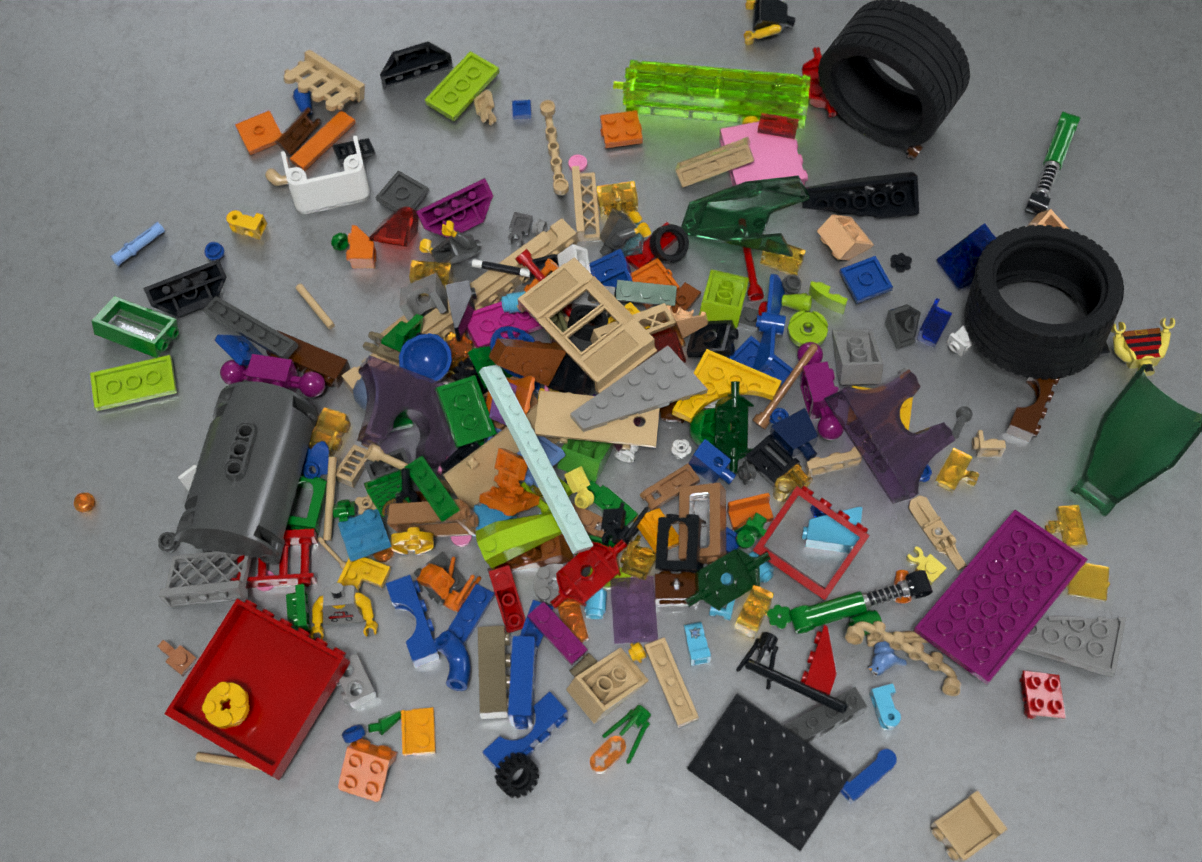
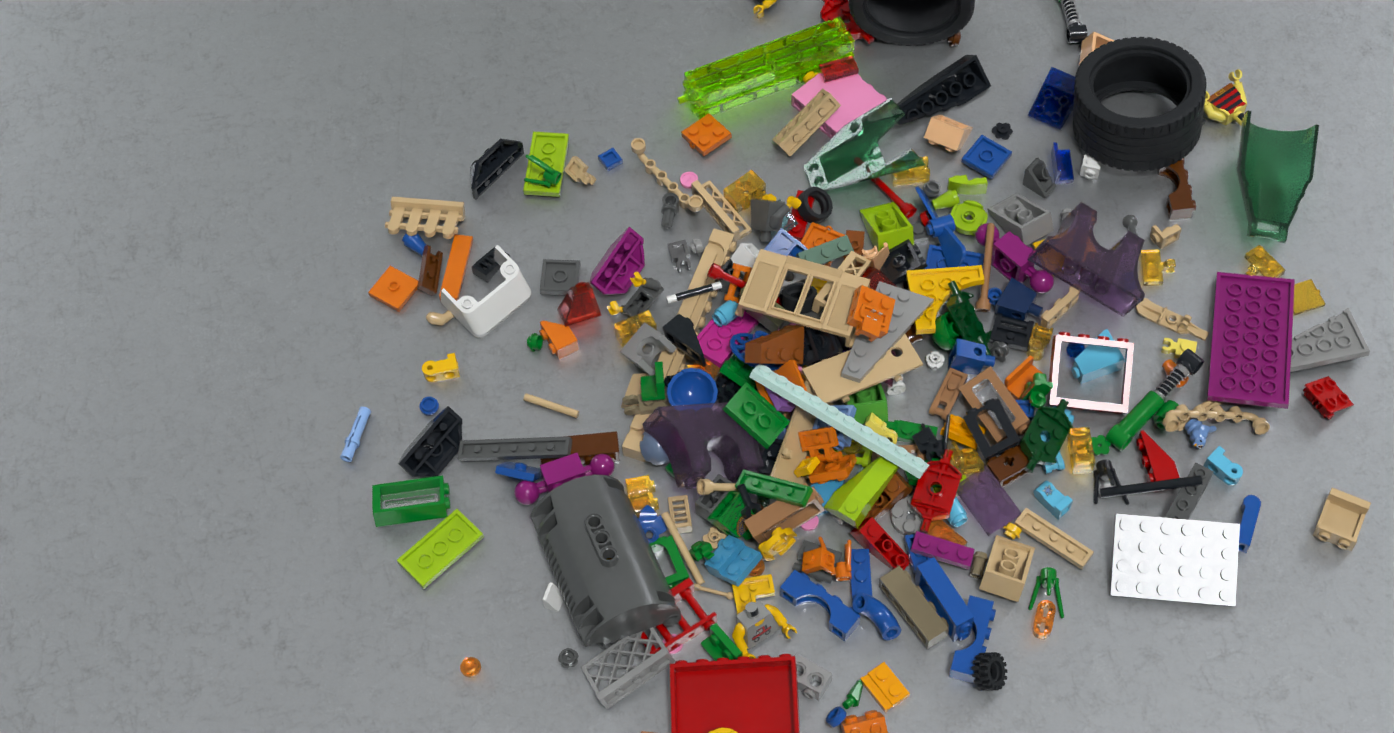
camera: 30 degrees left, 5 degrees down
(454, 97) = (550, 175): none -> green plant
(486, 484) = (806, 466): none -> yellow tile
(538, 182) = (669, 211): none -> dark grey axle
(630, 371) = (870, 313): none -> orange piece

